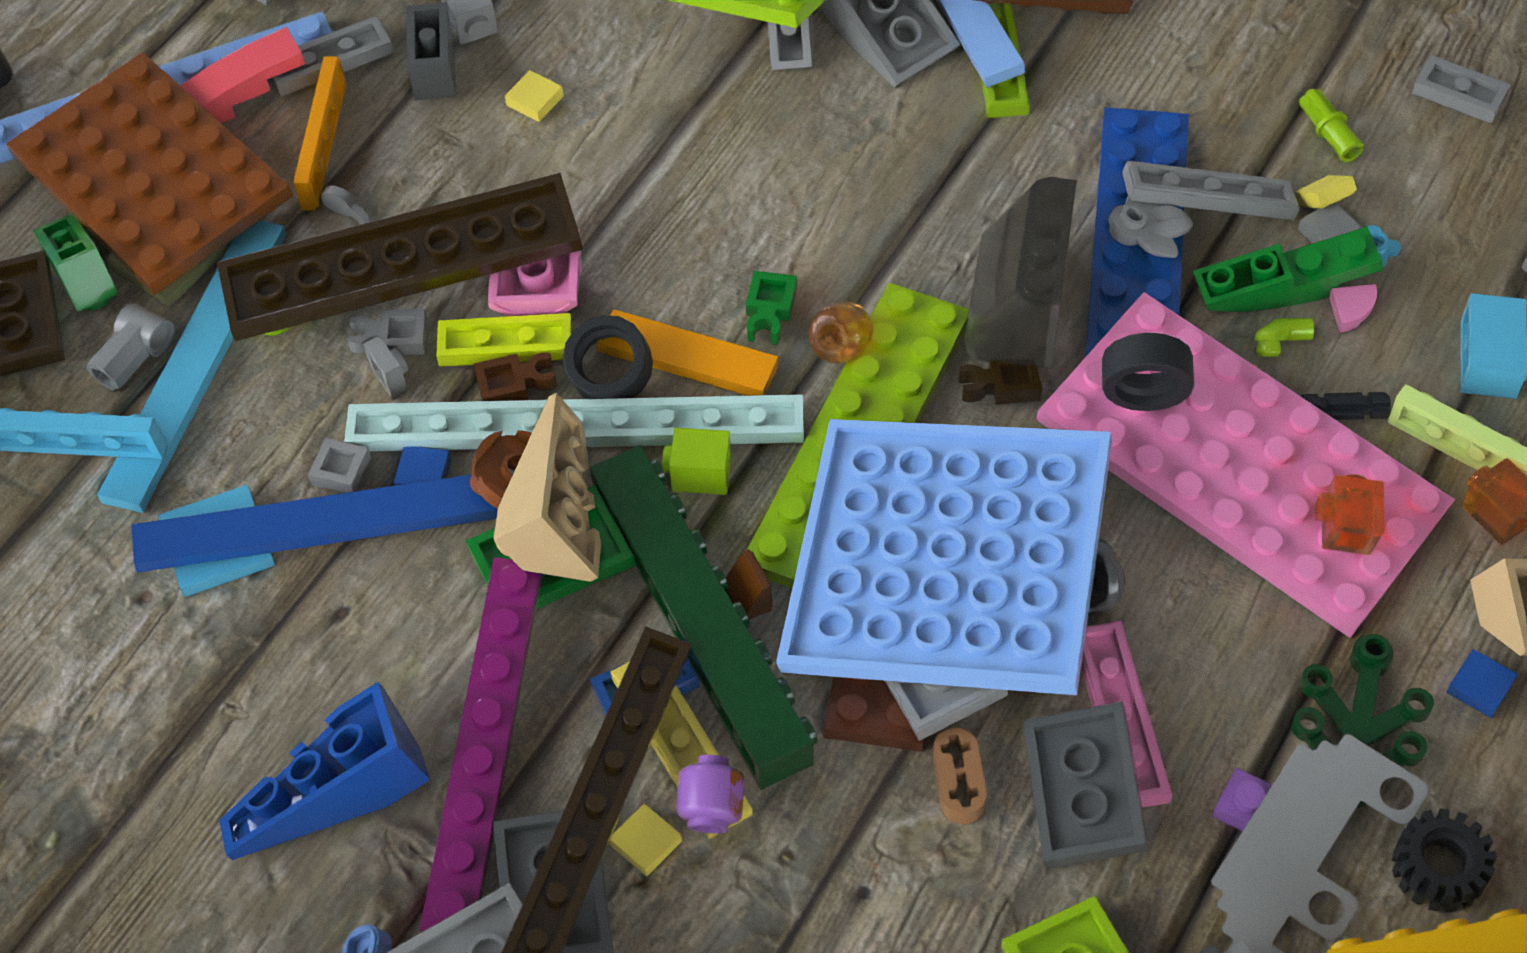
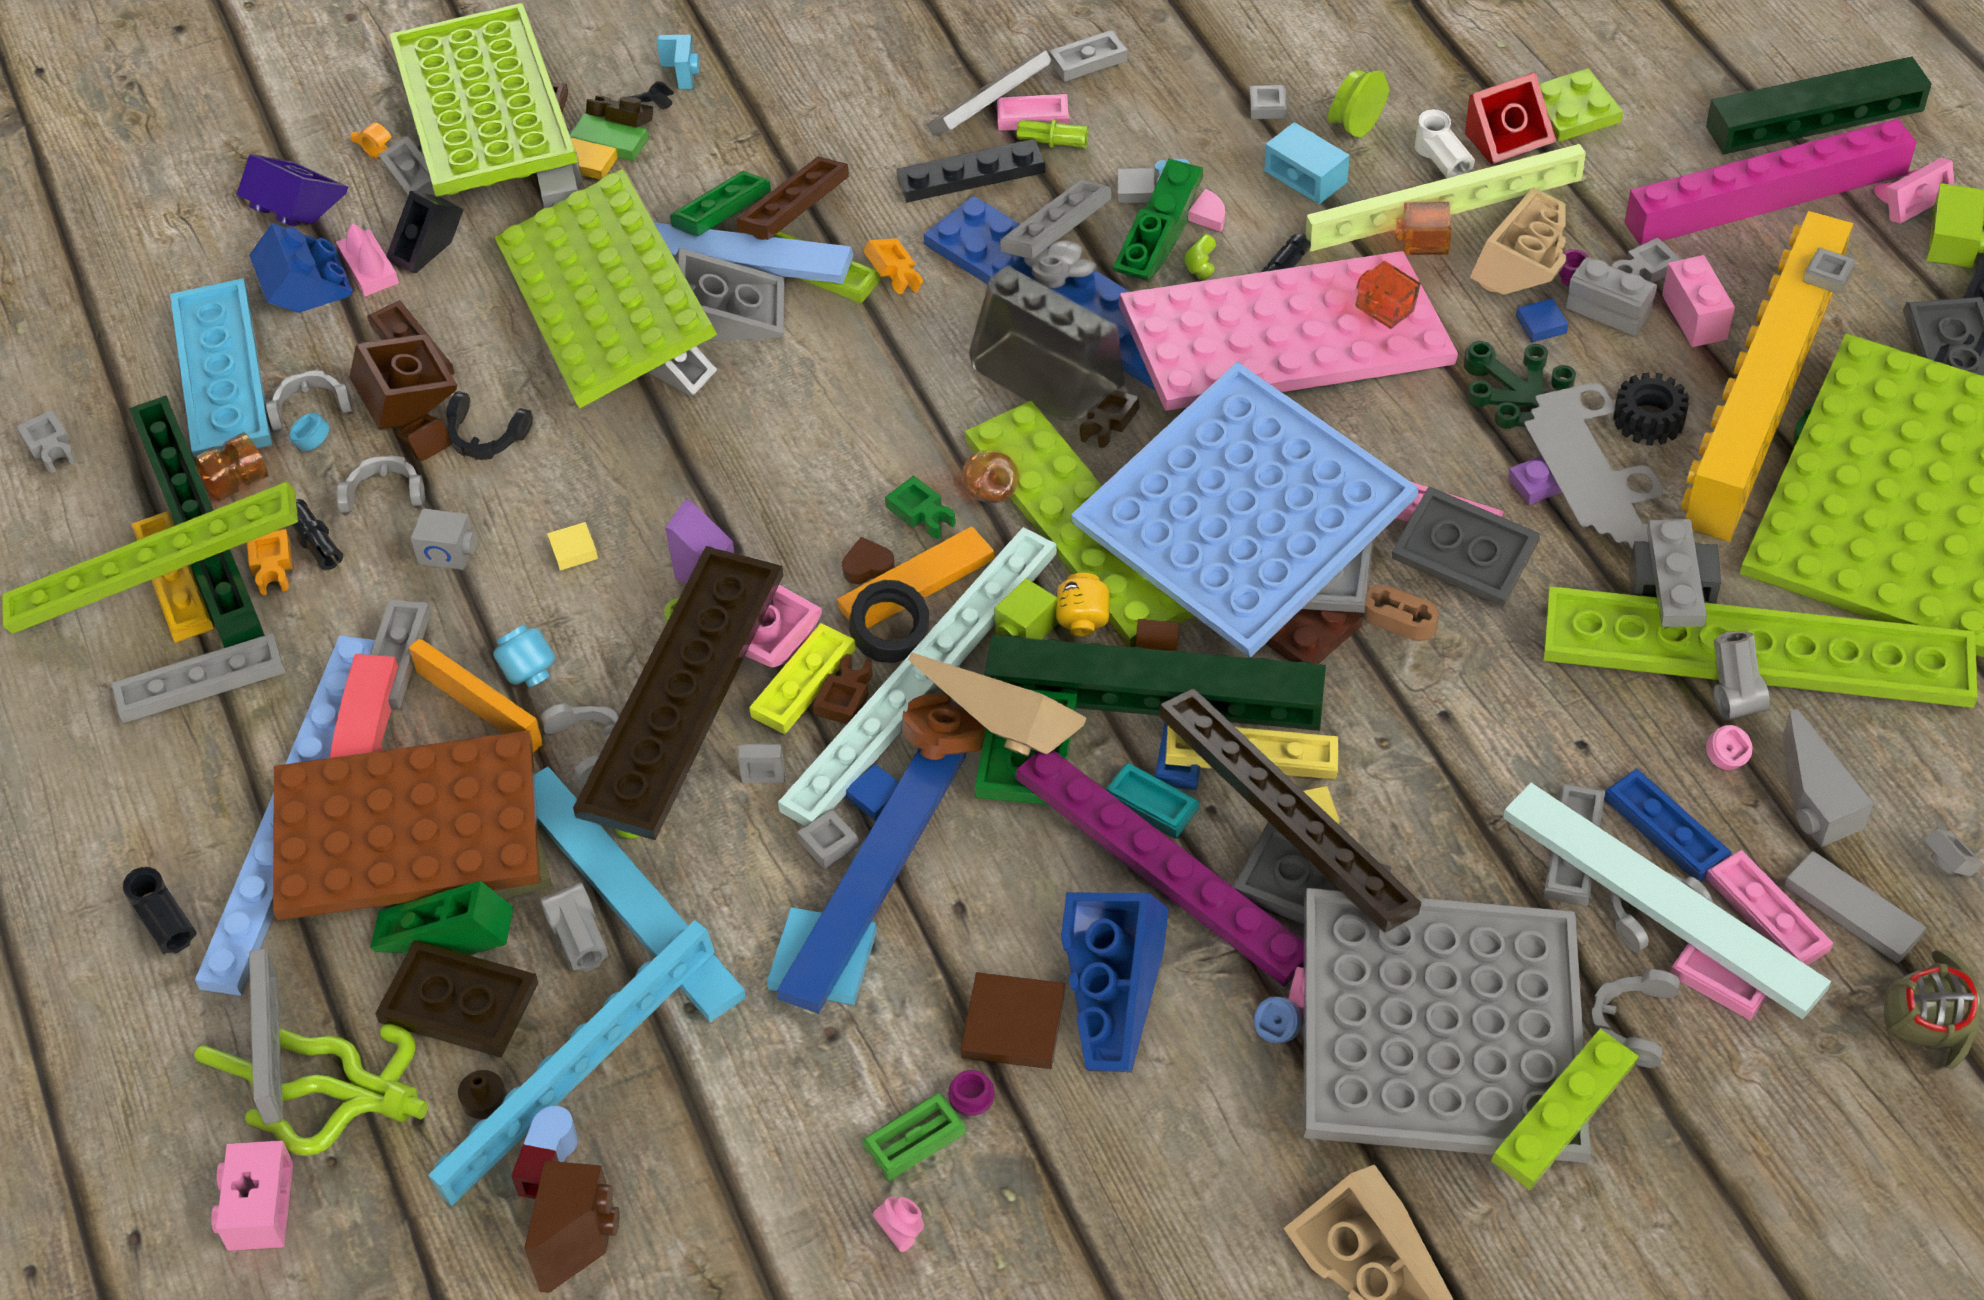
camera: 55 degrees left, 5 degrees down
(99, 740) = (894, 1167): none -> bright green tile
(134, 742) = (971, 1093): none -> magenta plate
(235, 729) = (1013, 1020): none -> reddish brown tile
(378, 136) = (524, 656): none -> medium azure head
(397, 328) = (724, 742): light grey plate -> none
(430, 51) = (472, 579): dark grey brick -> none
(564, 693) = (1153, 799): none -> teal tile
(578, 163) = (688, 536): none -> medium lavender slope
(678, 305) = (866, 561): none -> reddish brown tile
(710, 795) = (1322, 742): medium lavender head -> none
(743, 496) = (1082, 604): none -> yellow head
(1047, 105) = (893, 260): none -> light orange plate
(1147, 353) = (1207, 316): black tyre -> none
(1225, 95) = (970, 170): none -> black plate
(1325, 191) = (1109, 165): light yellow tile -> none
(1333, 46) = (989, 93): none -> tile
(1348, 93) = (1033, 108): none -> bright pink tile

